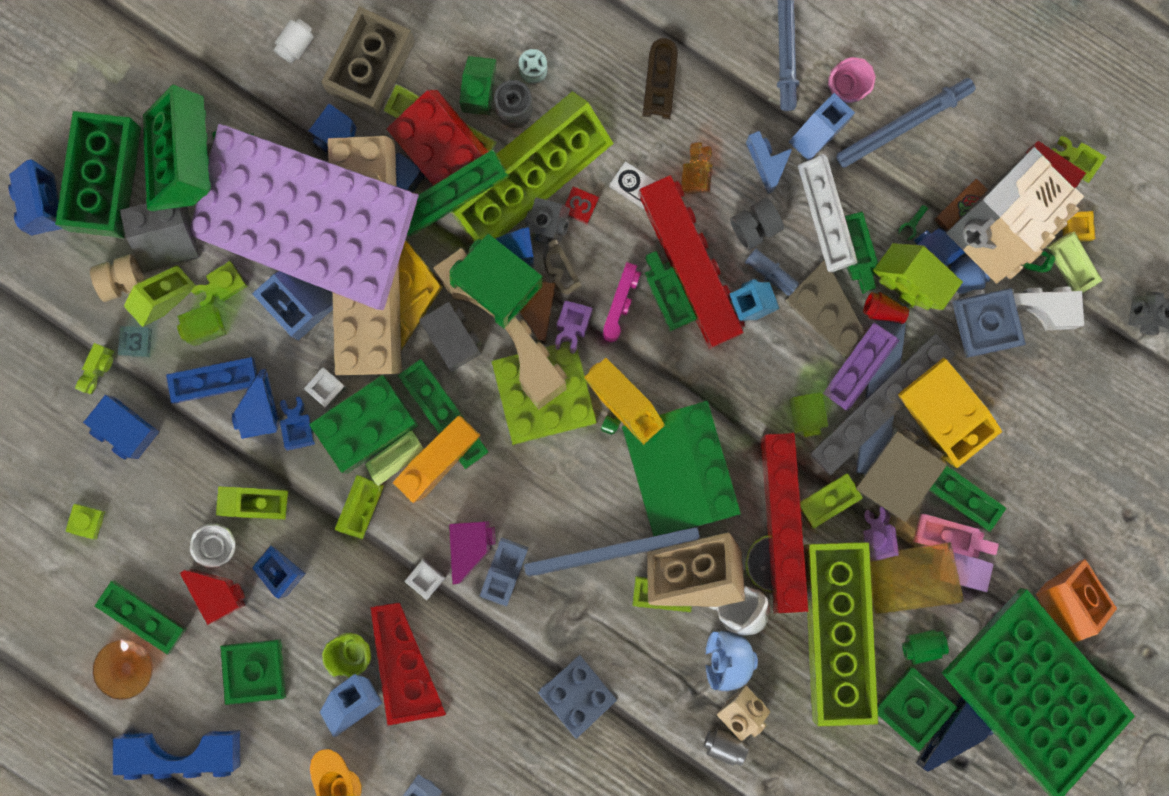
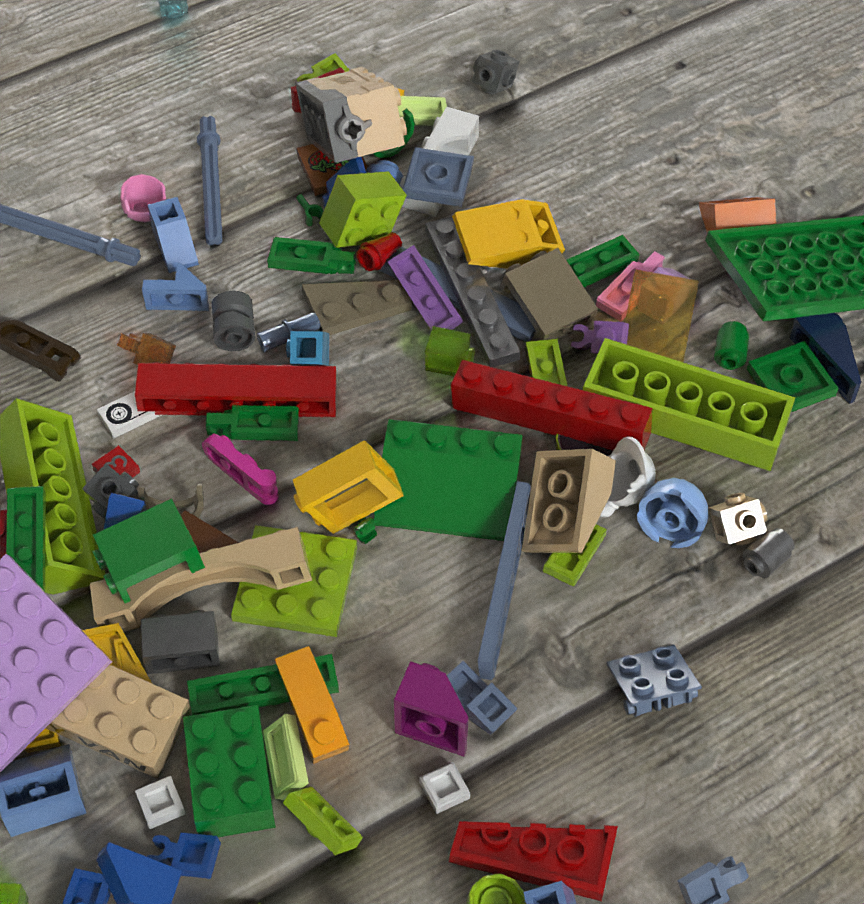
camera: 65 degrees left, 30 degrees down
(572, 323) = (236, 517): medium lavender plate -> none
(827, 213) = (259, 263): white tile -> none

